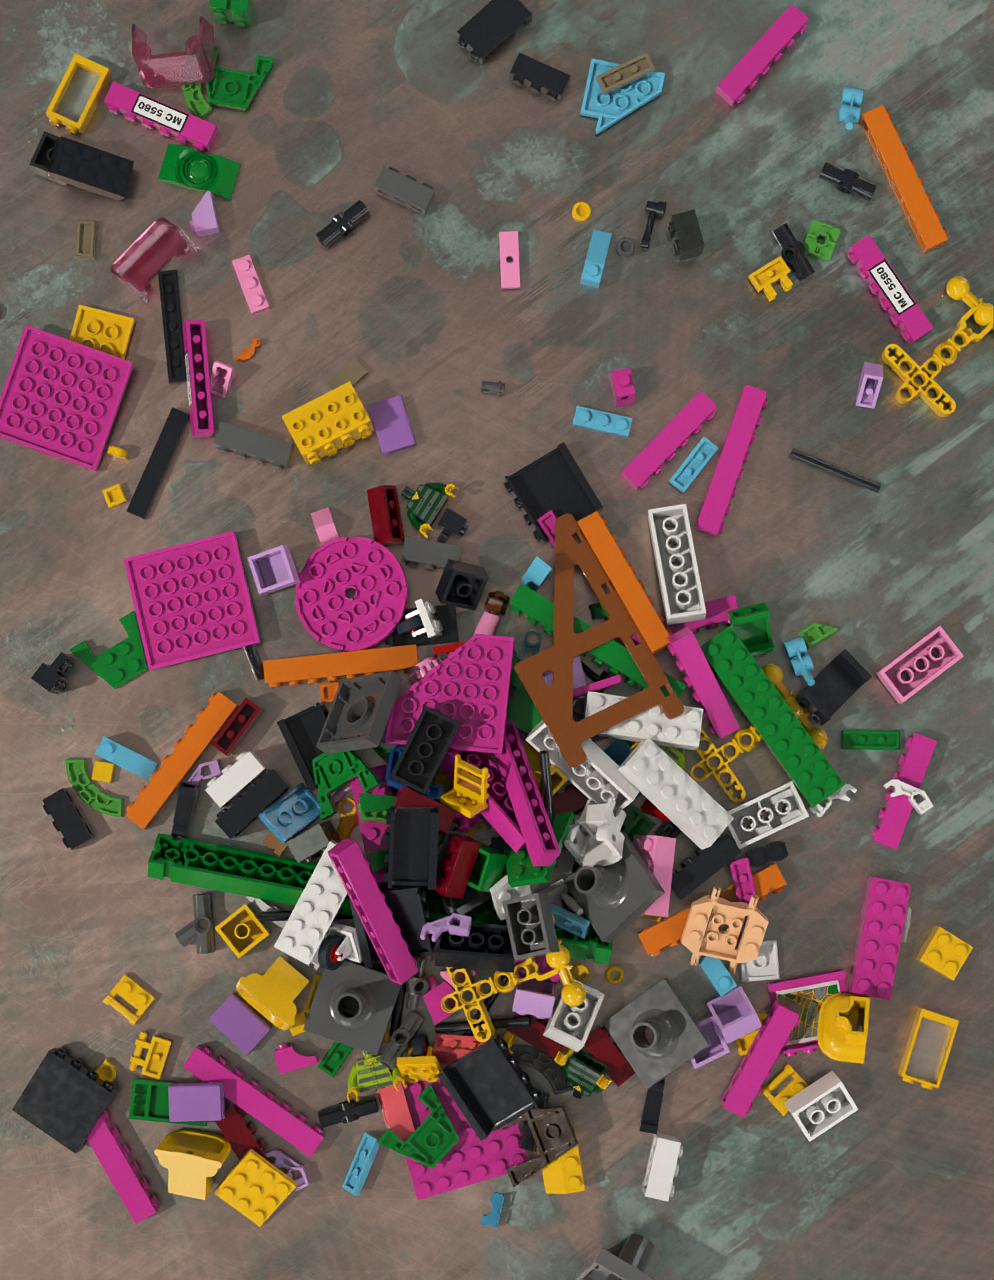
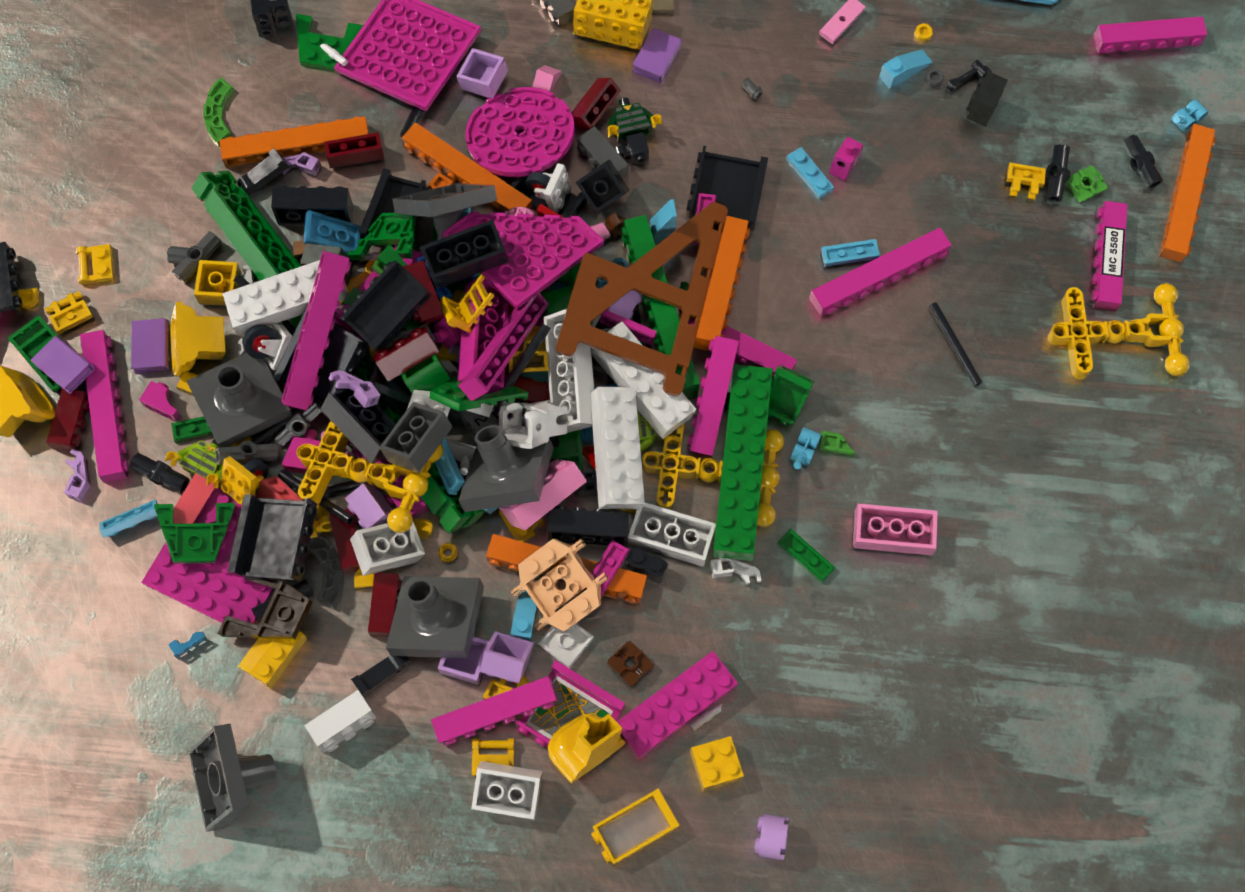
camera: 40 degrees right, 15 degrees down
(67, 819) = (181, 113): black brick -> none
(103, 771) = (236, 106): yellow tile -> none
(126, 758) = (259, 106): medium azure slope -> none
(139, 659) = (334, 54): none -> white piece
(235, 778) = (317, 174): white brick -> none
(255, 1187) = (39, 463): yellow plate -> none
(583, 1073) = (353, 597): torso -> none
(668, 440) = (847, 221): dark pink brick -> none
(676, 564) = (772, 301): white brick -> none
(829, 943) = (625, 653): none -> reddish brown piece
(833, 687) = (811, 488): black panel -> none
(869, 385) = (1035, 306): lavender slope -> none
(898, 808) = (797, 613): dark pink brick -> none
(902, 788) = (801, 610): white piece -> none

